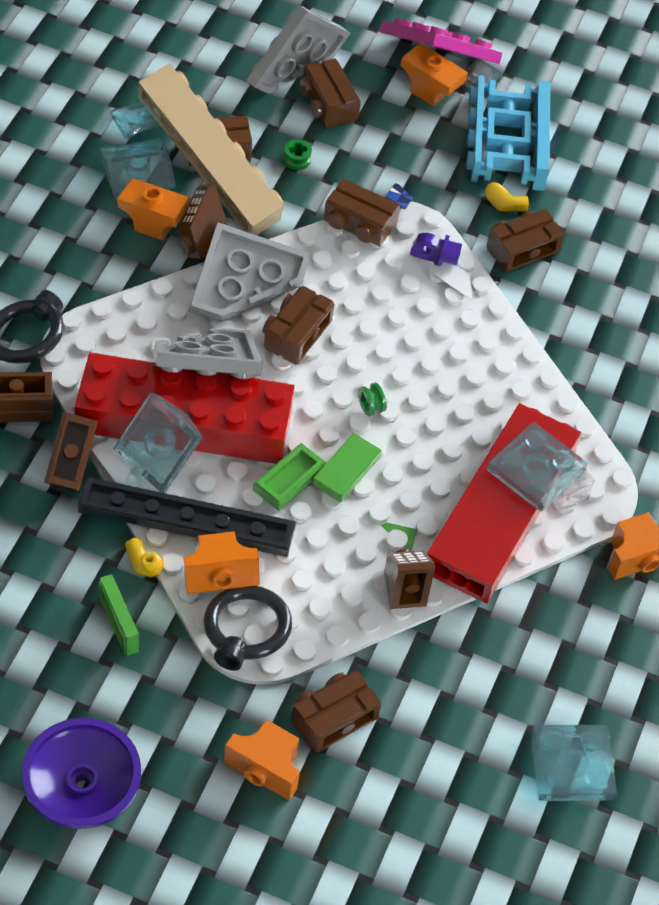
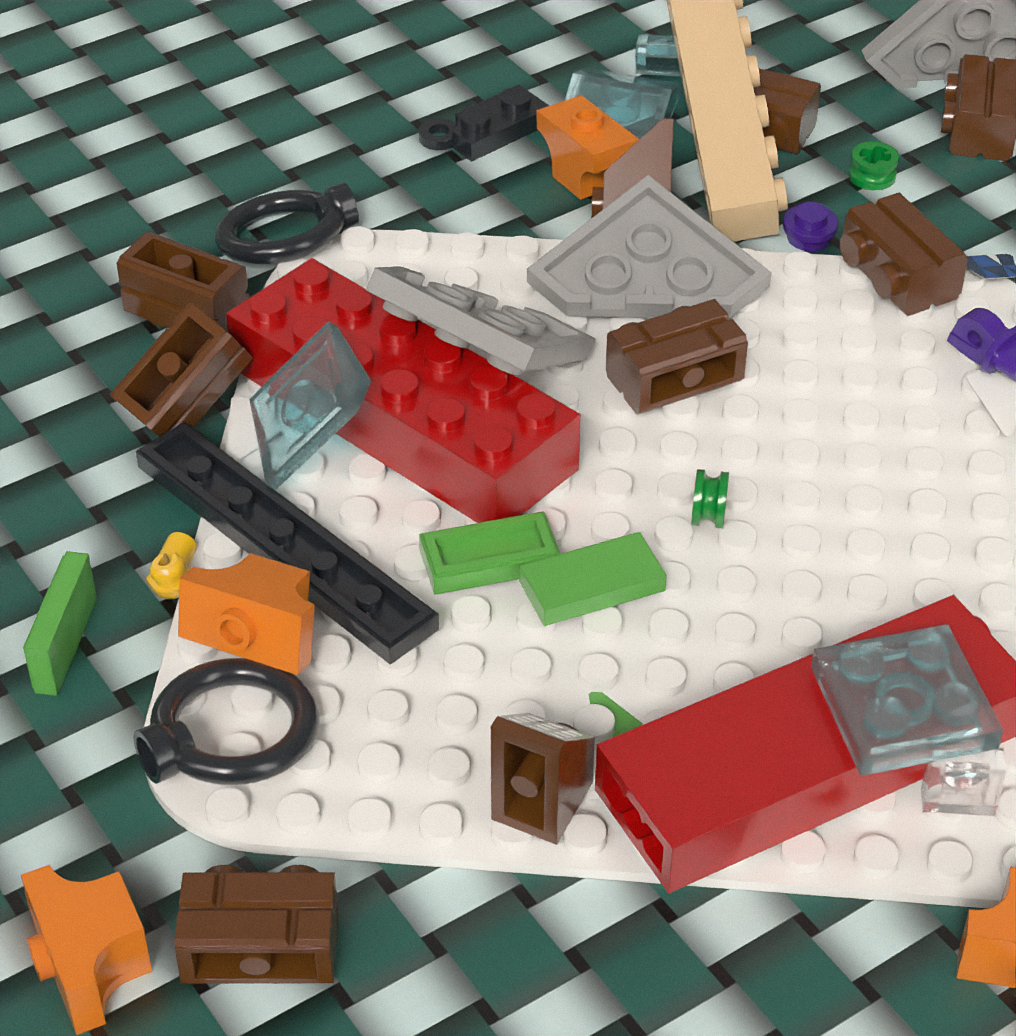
camera: 40 degrees right, 10 degrees down
(76, 211) = (485, 125): none -> black hinge
(295, 208) = (810, 226): none -> dark purple plate

